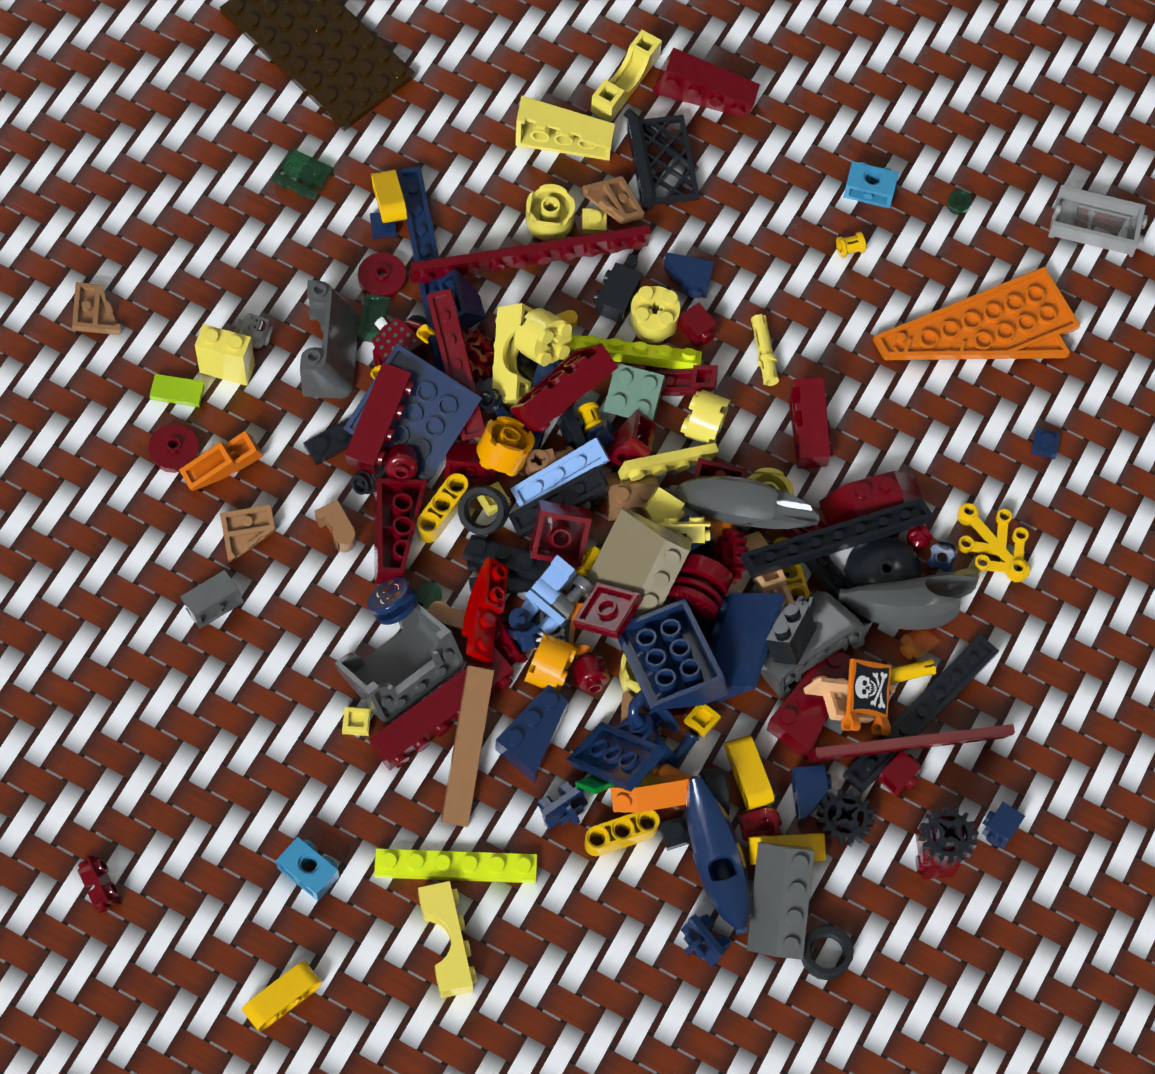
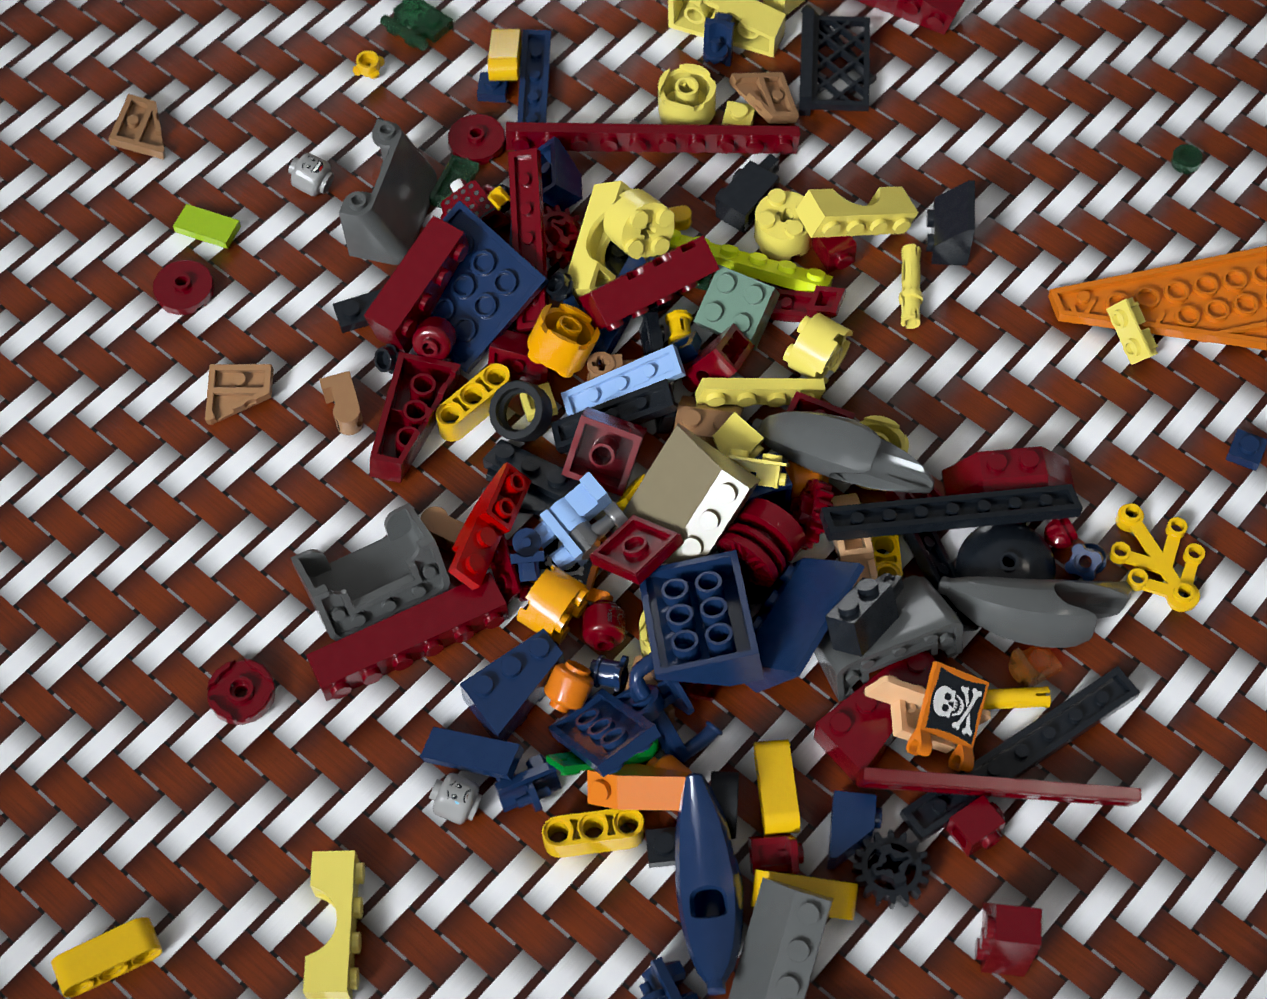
camera: 20 degrees right, 5 degrees down
(212, 599) = (172, 461): dark grey hinge -> none
(221, 461) = (232, 309): orange slope -> none
(225, 354) = (266, 190): light yellow brick -> none
(272, 215) = (368, 64): none -> yellow plate
(315, 882) = (195, 819): dark azure brick -> none
(321, 763) = (237, 677): none -> dark red plate
(356, 721) = (302, 633): light yellow tile -> none
(392, 600) = (381, 497): dark blue head -> none
(428, 594) = (429, 497): clear green tile -> none
(455, 865) = (374, 834): neon yellow plate -> none
(467, 746) = (423, 688): medium nougat tile -> none
(512, 827) = (455, 798): none -> light grey head
(516, 790) = (472, 753): none -> dark blue tile
(565, 156) = (718, 39): none -> dark blue hips
(577, 725) = (569, 686): none -> orange head
(604, 708) = (610, 672): none -> dark blue brick
(689, 274) = (845, 182): dark blue slope -> none
(692, 304) = (831, 215): none -> light yellow arch
(702, 719) = (732, 709): yellow plate -> none
(788, 293) = (952, 225): none -> black slope
(810, 423) = (948, 375): dark red wedge -> none
(851, 244) = (1042, 185): yellow bush -> none
(877, 194) = (1080, 122): dark azure brick -> none
(948, 369) = (1126, 318): none -> light yellow hinge
(955, 843) = (1027, 905): black gear -> none
(1002, 825) = (1102, 919): dark blue brick -> none

